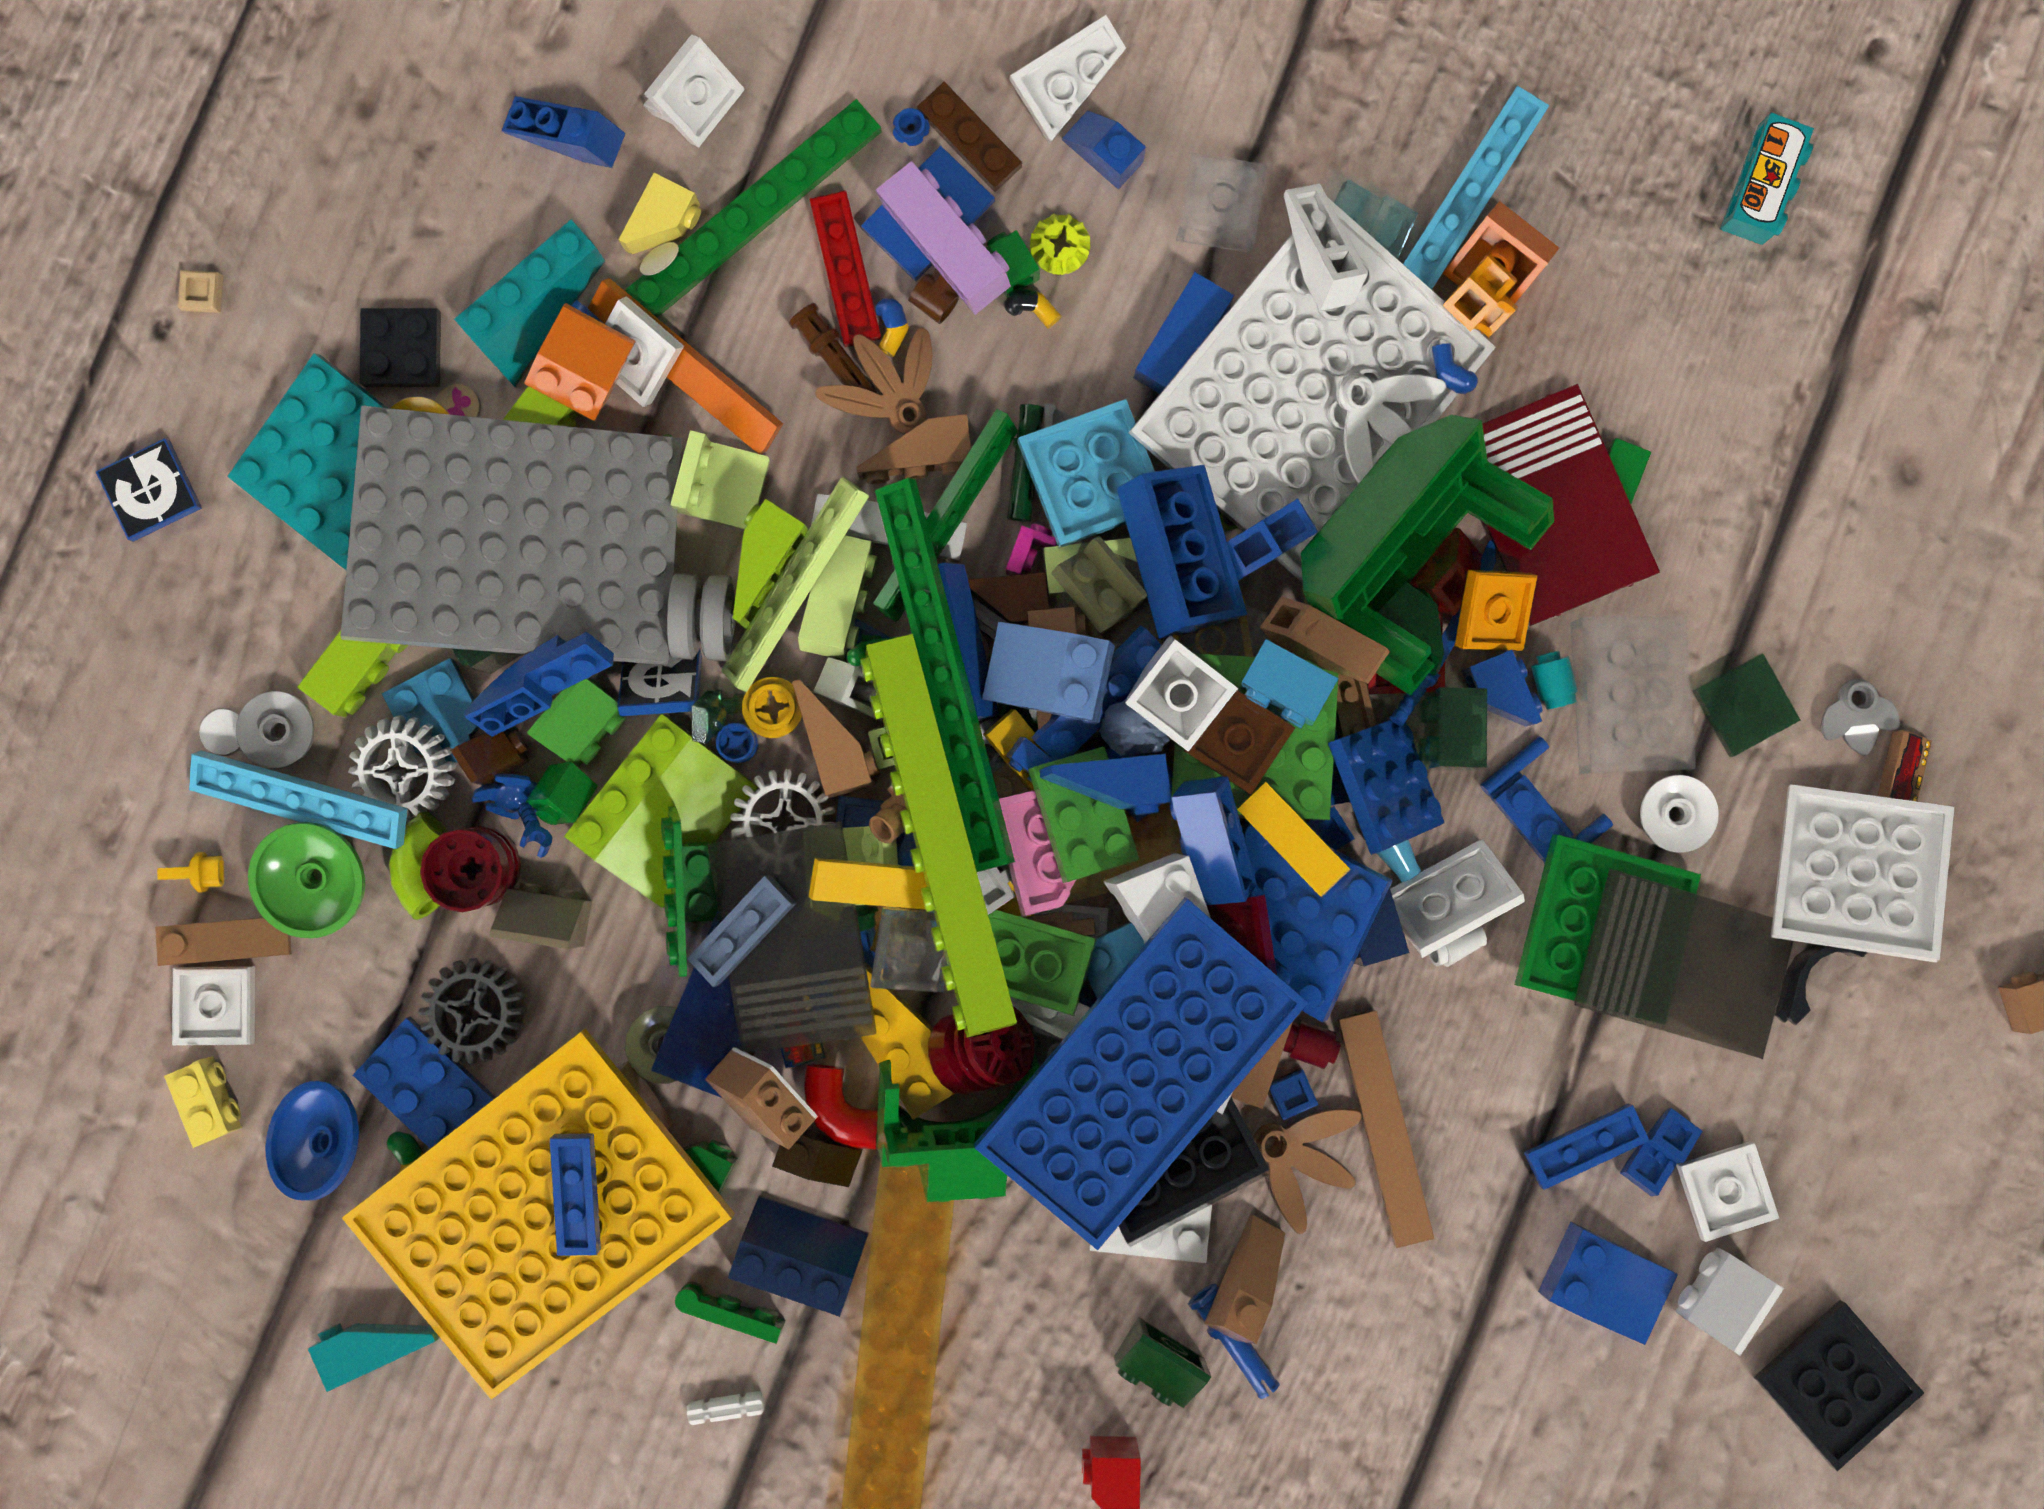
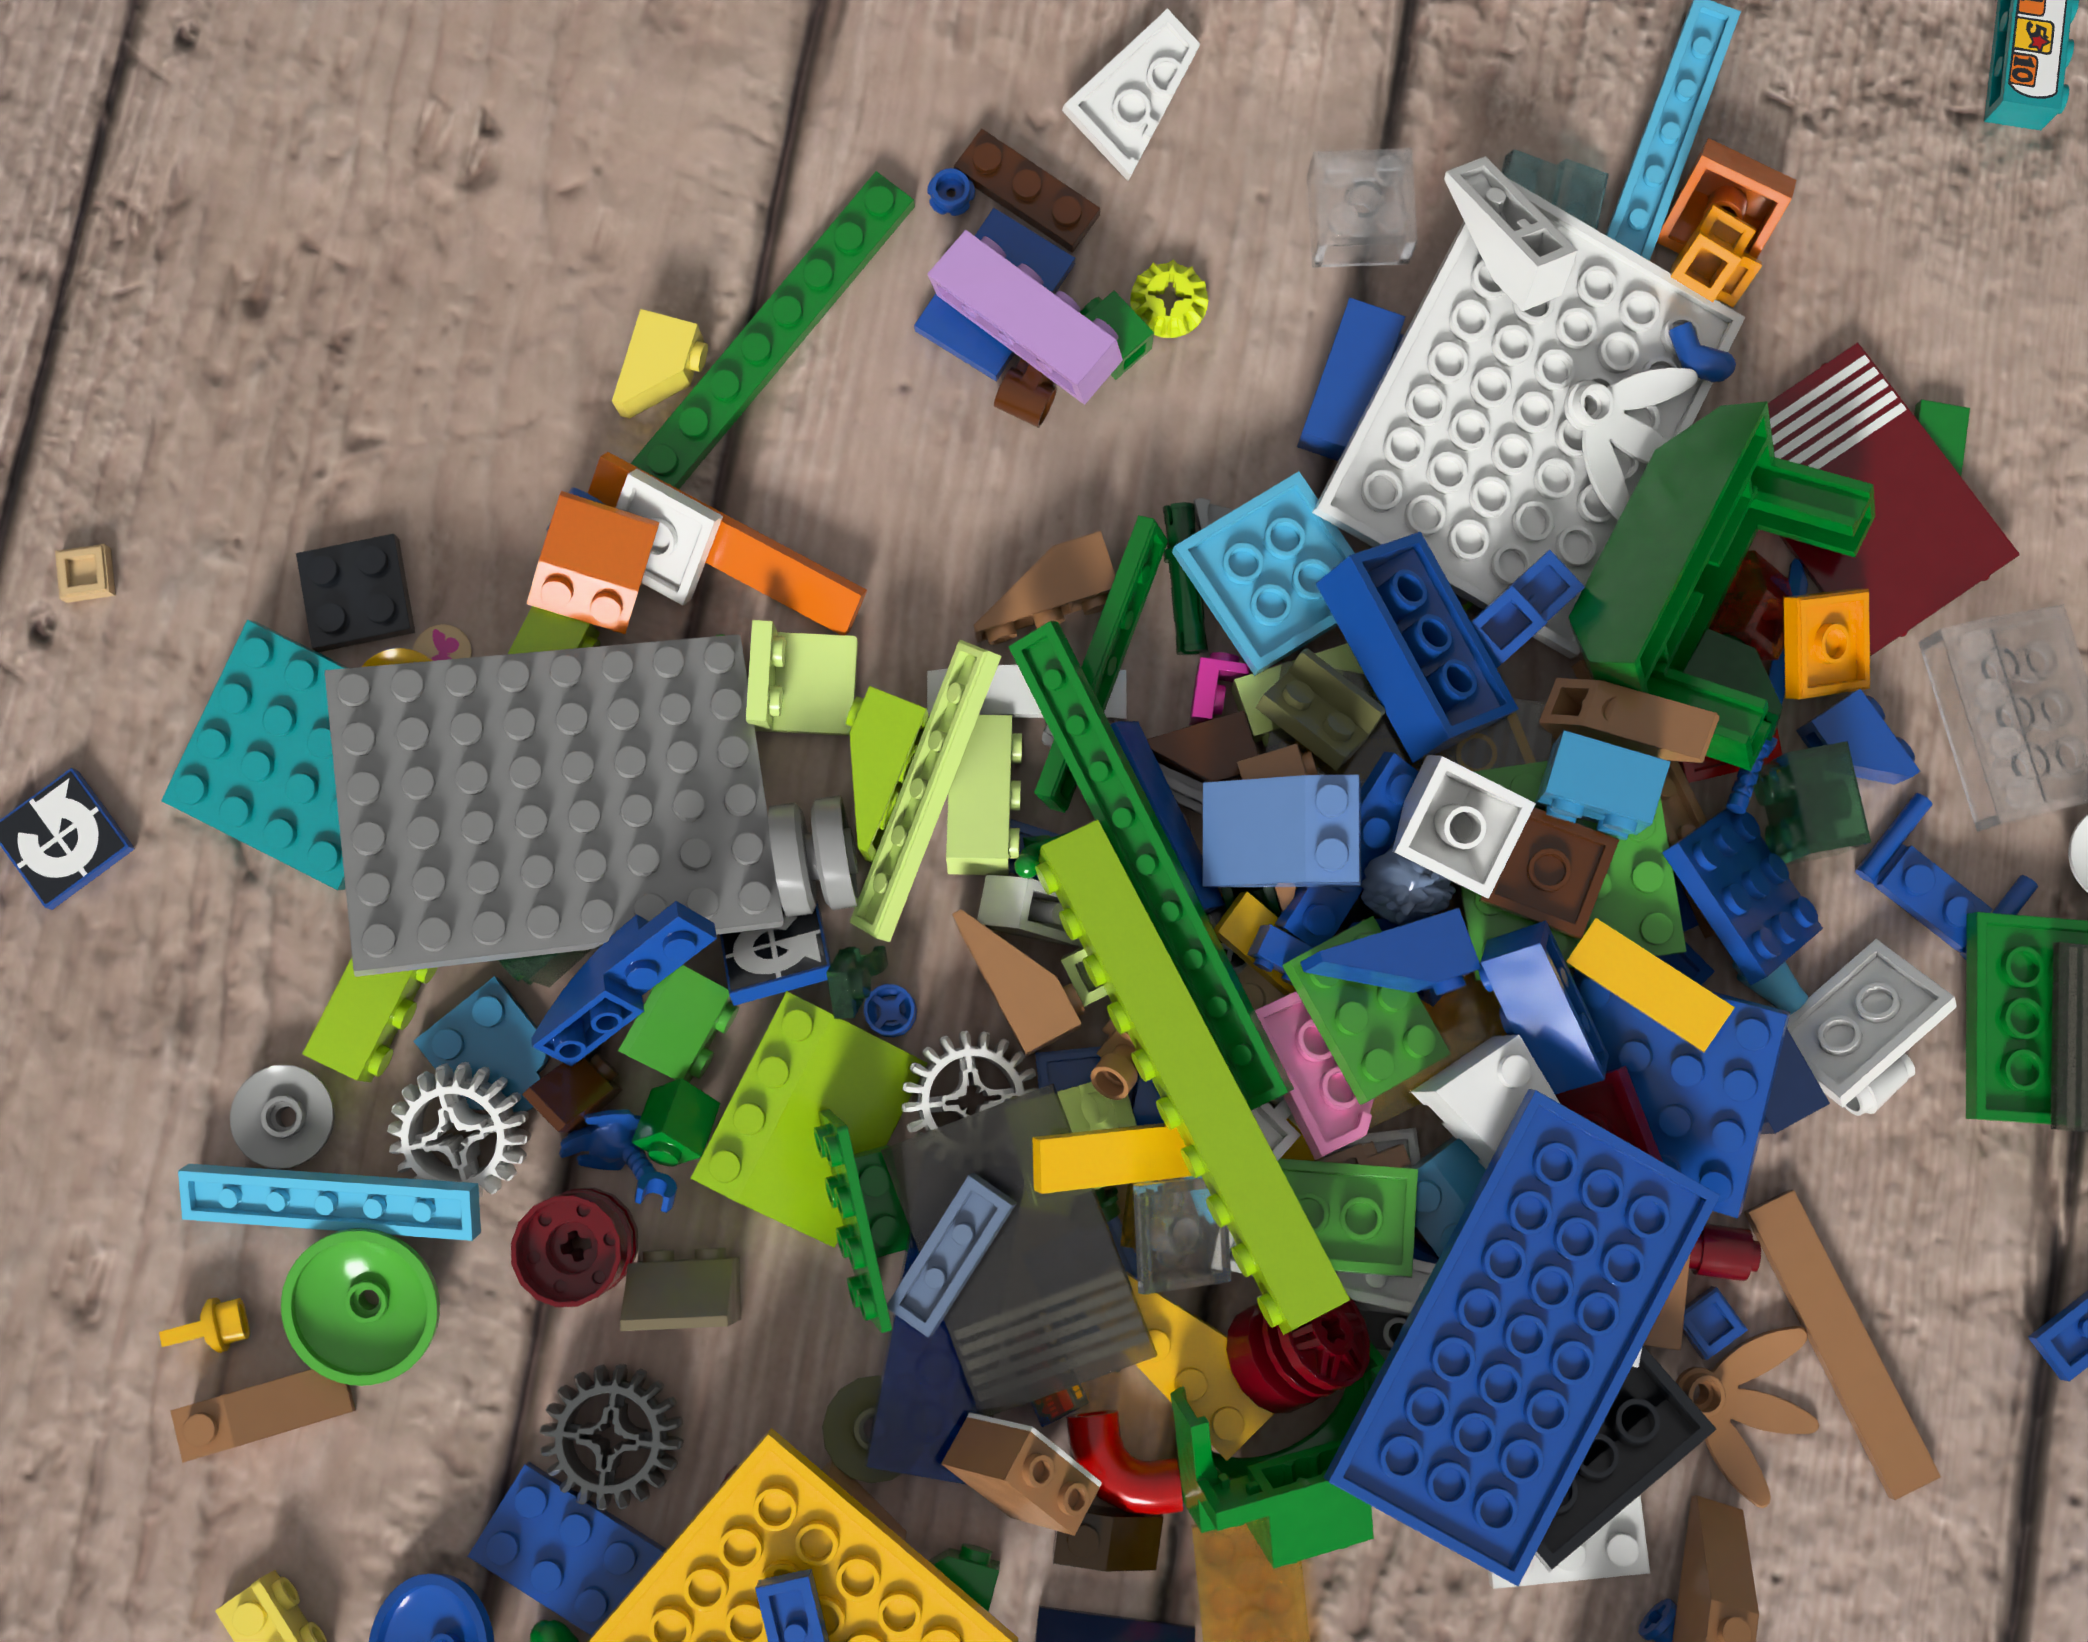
camera: 10 degrees left, 5 degrees down
(213, 1005) = (264, 1501): white tile -> none
(219, 732) = (209, 1135): white sticker -> none
(406, 865) = (490, 1258): lime cylinder -> none
(523, 305) = (505, 508): teal wedge -> none
(565, 130) = (516, 280): blue slope -> none
(659, 258) = (666, 416): white sticker -> none
(693, 91) = (670, 200): white bracket -> none
(759, 695) = (904, 946): yellow gear -> none
(825, 343) = (899, 480): reddish brown pin -> none
(845, 267) = (905, 383): red tile -> none
(885, 378) = (1001, 525): medium nougat plant -> none
(896, 325) = (984, 439): arm -> none
(1032, 301) = (1151, 376): arm -> none
(1106, 147) = (1202, 168): blue slope -> none
(1554, 680) = (1920, 717): teal brick -> none

